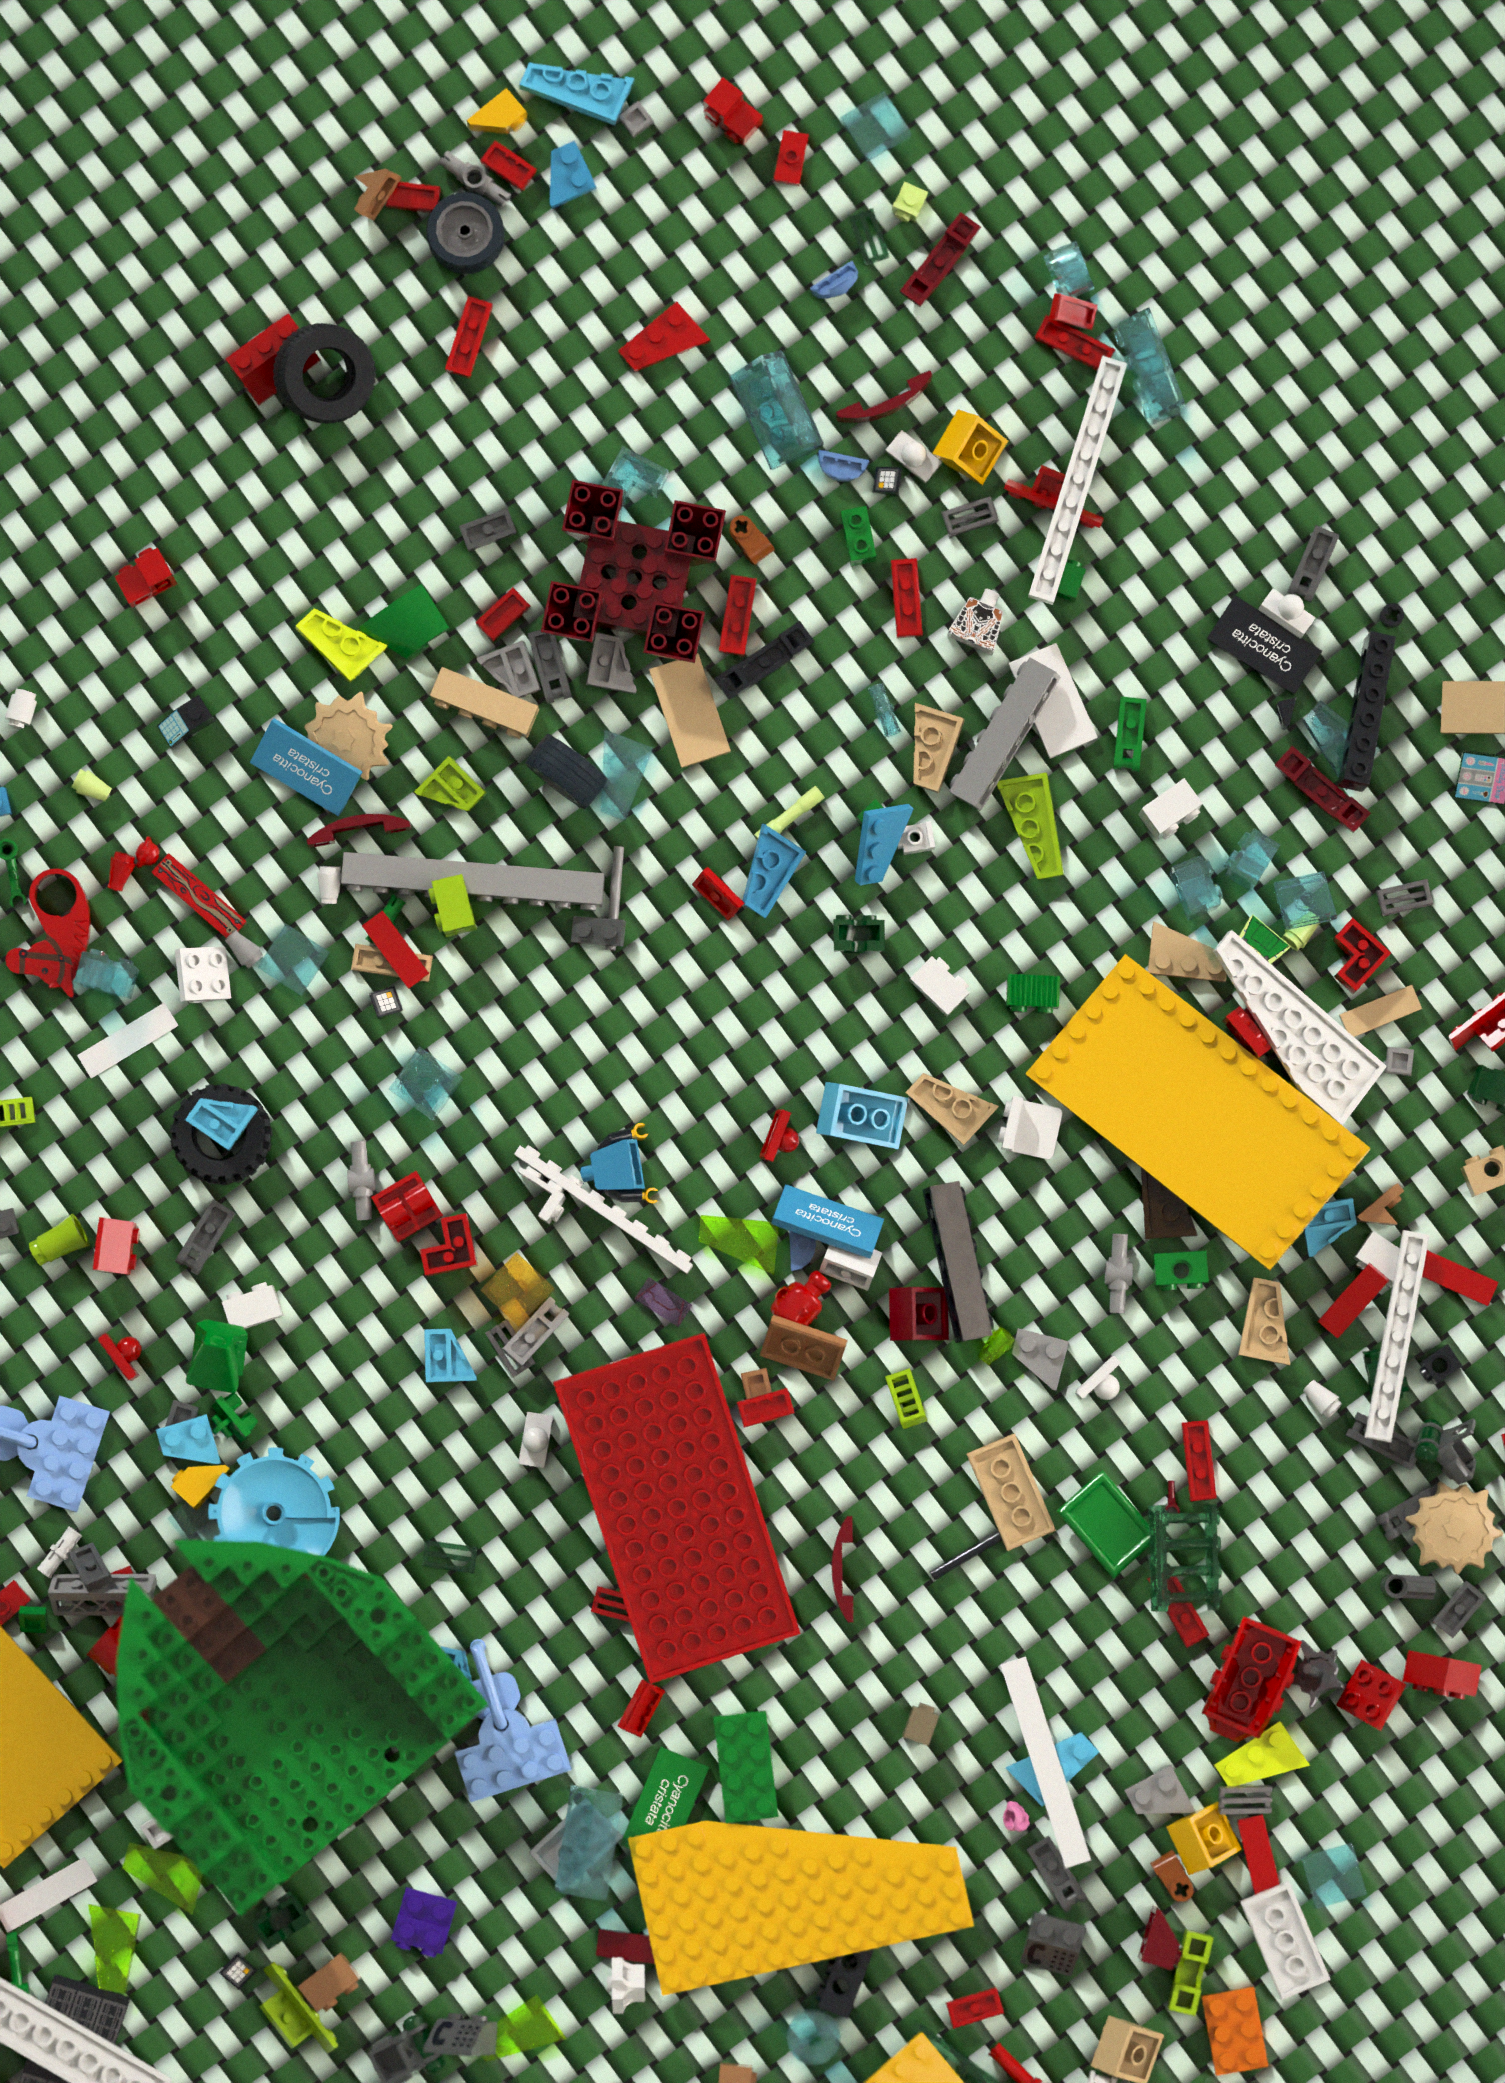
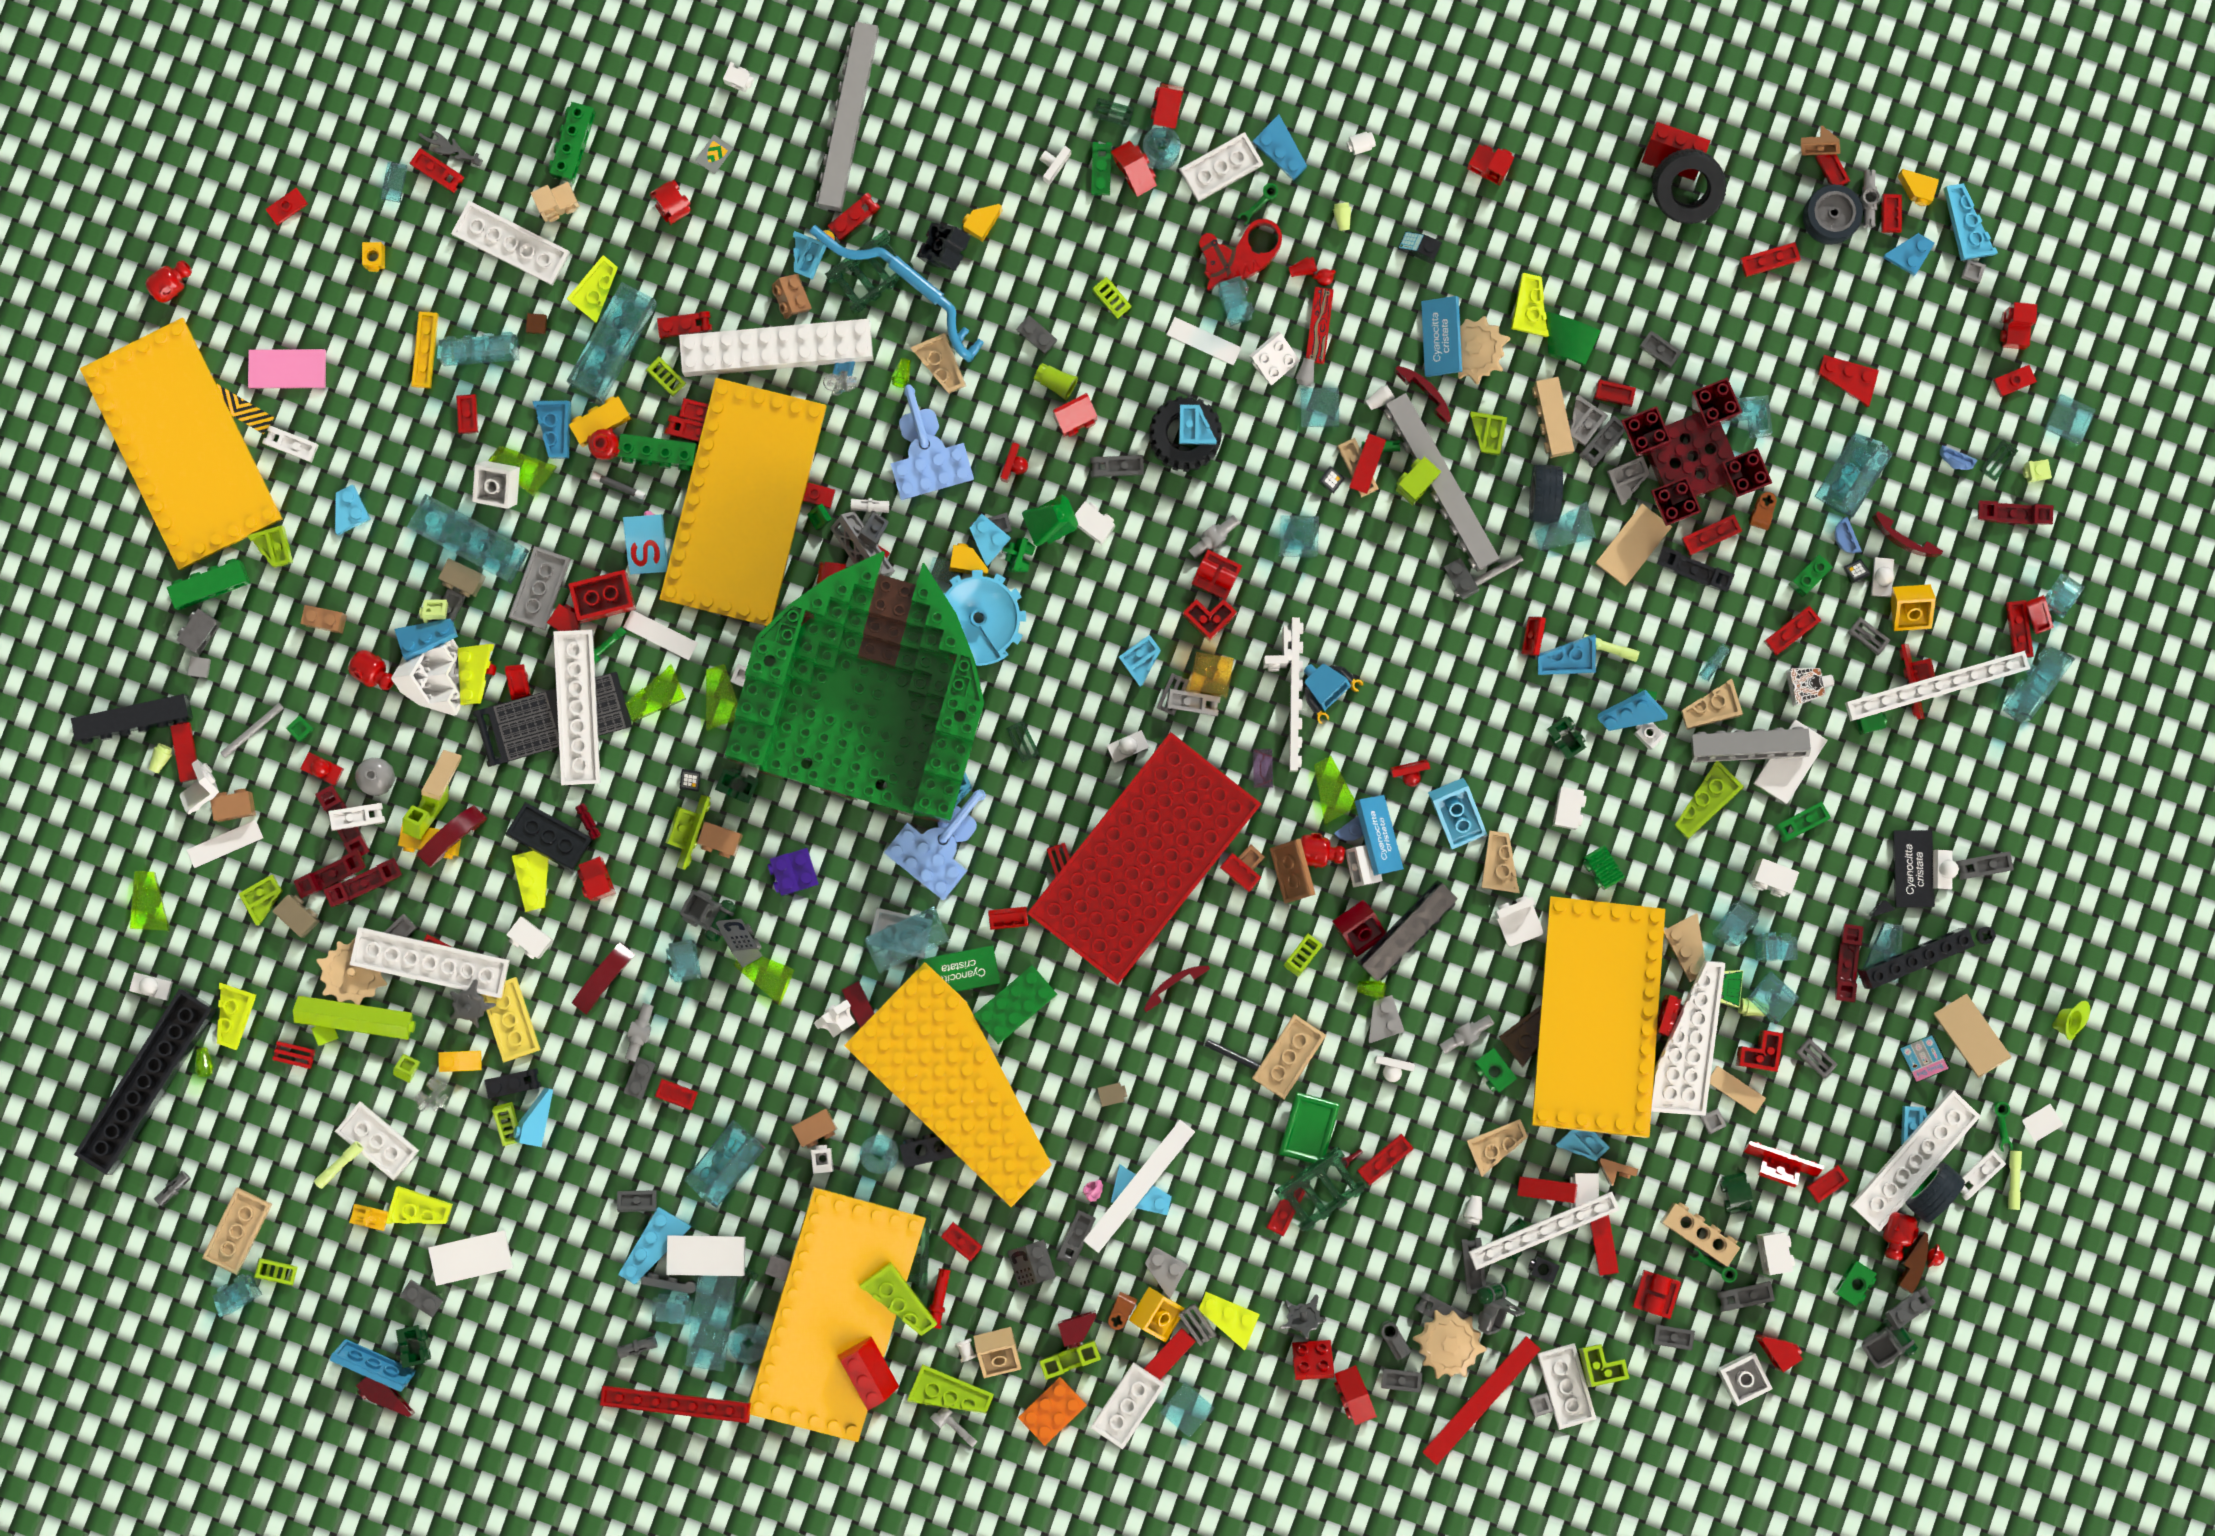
camera: 55 degrees right, 0 degrees up
(1250, 1680) = (1272, 1279): red slope -> none

